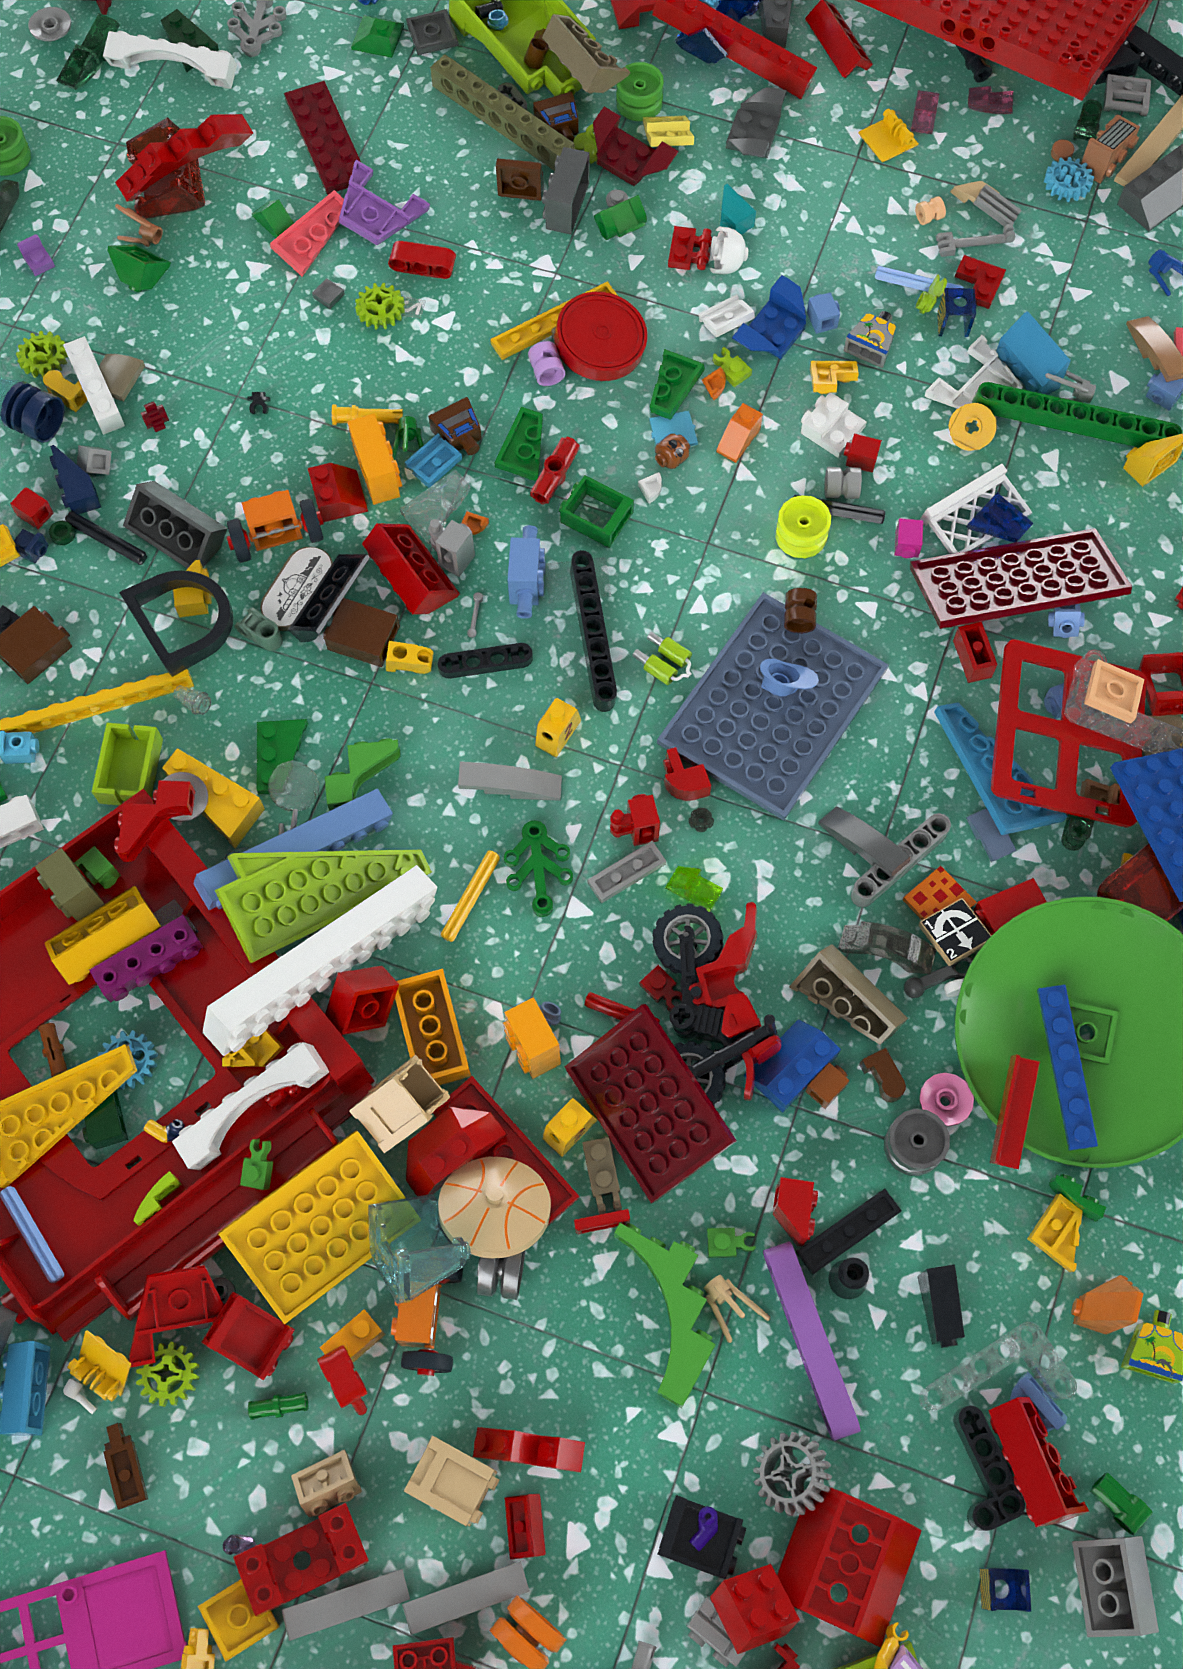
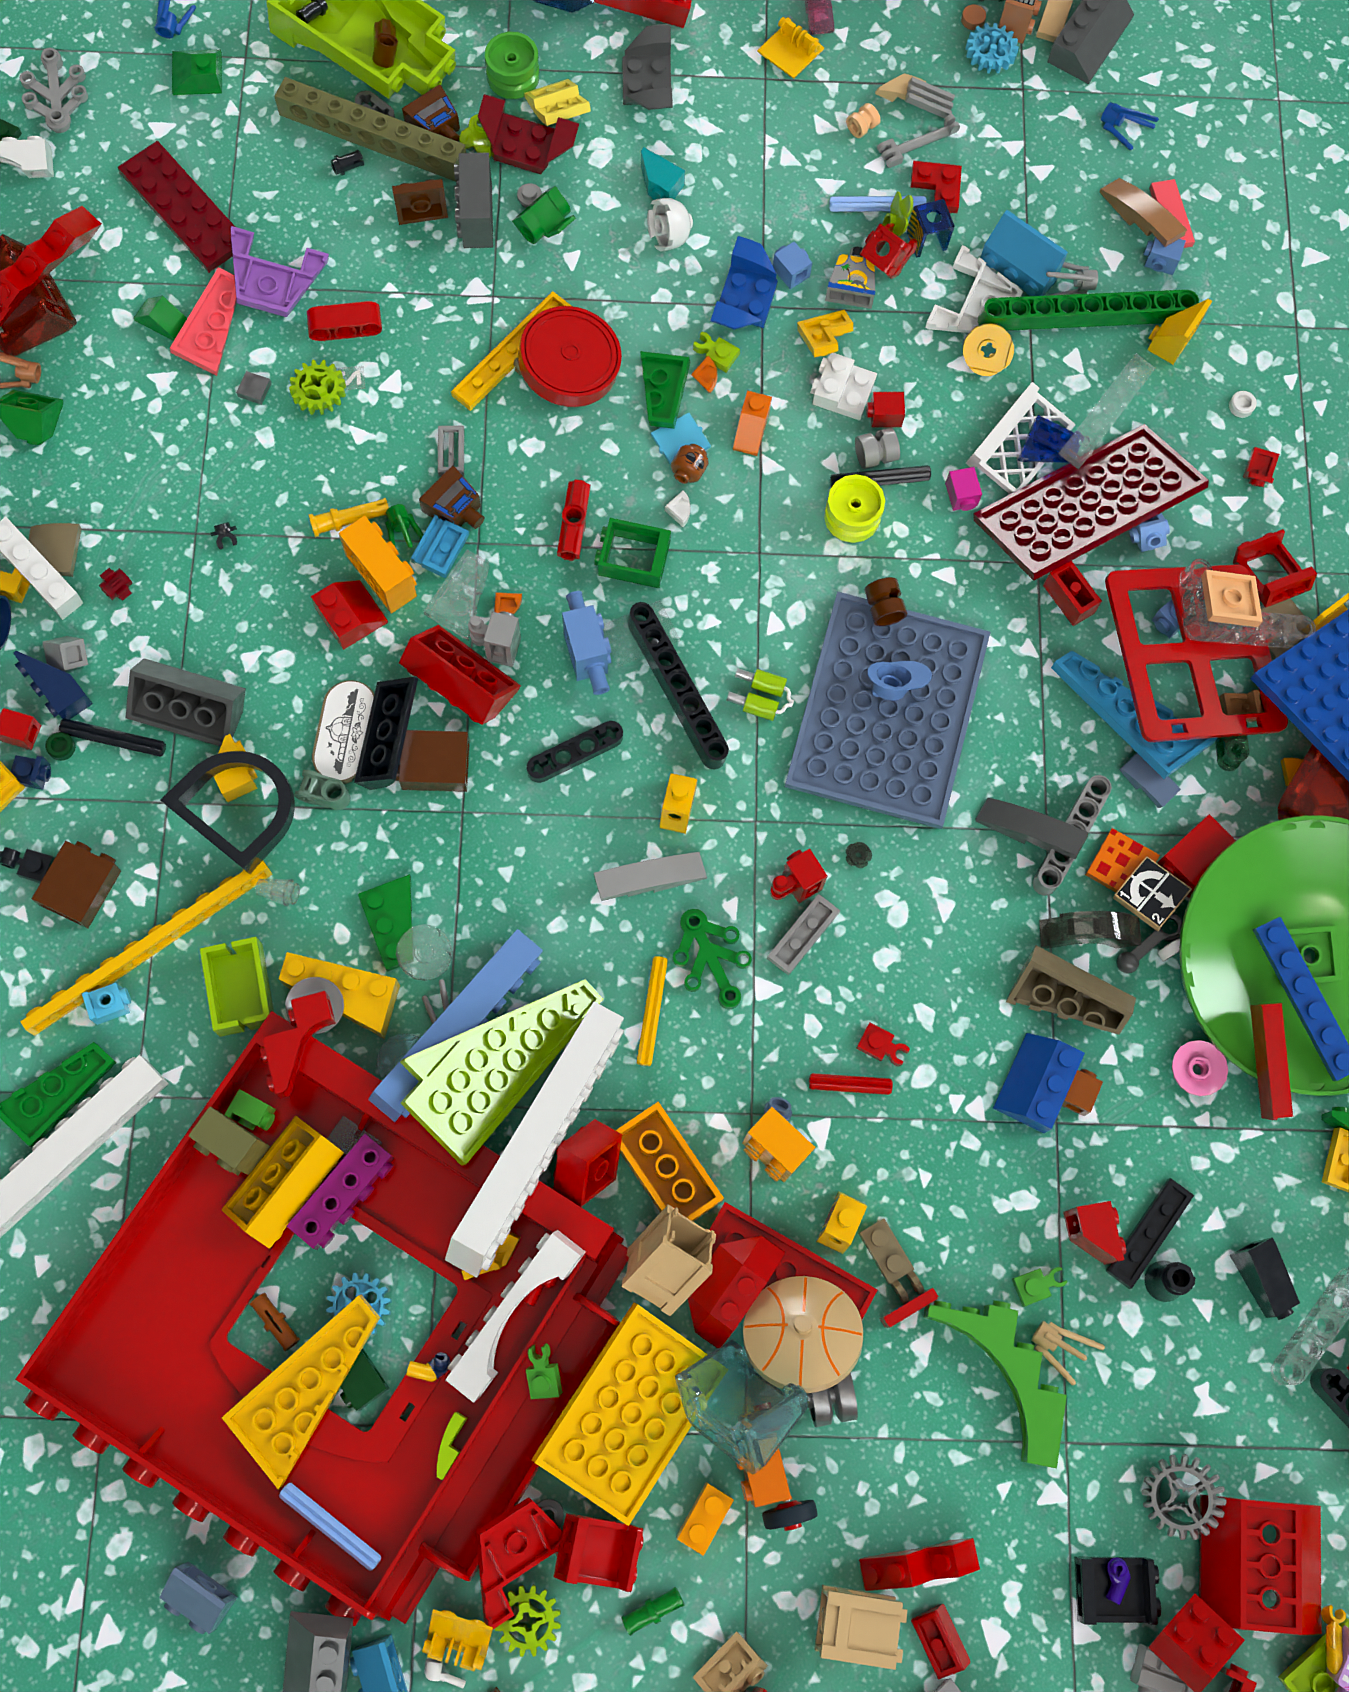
camera: 25 degrees left, 5 degrees up
(273, 523) = (294, 667): brick -> none
(343, 1379) = (715, 1563): red beam -> none
(364, 762) = (489, 902): bright green arch -> none
(408, 658) = (494, 774): yellow leg -> none
(432, 32) = (257, 52): dark grey plate -> none
(472, 135) = (346, 162): none -> black pin
(478, 598) = (541, 685): light grey hinge -> none
(479, 370) = (451, 429): none -> light grey tile
(497, 19) = (326, 20): dark azure plate -> none
(522, 445) = (529, 503): green wing -> none
(546, 363) = (522, 403): lavender wheel -> none
(582, 55) = (440, 41): dark tan wedge -> none
(649, 1103) = (917, 1172): dark red plate -> none
(682, 246) = (618, 231): red plate -> none
(686, 783) = (829, 821): red brick -> none
(691, 886) = (876, 929): clear neon green slope -> none
(711, 999) = (933, 1049): piece -> none
(726, 315) = (692, 296): white plate -> none
(811, 1341) = (1153, 1356): medium lavender beam -> none
(886, 1075) = (1133, 1062): reddish brown leg -> none
(911, 321) = (898, 254): none -> red piece
(927, 1131) = (1204, 1120): flat silver wheel -> none
(1063, 507) = (1106, 411): none -> clear tile

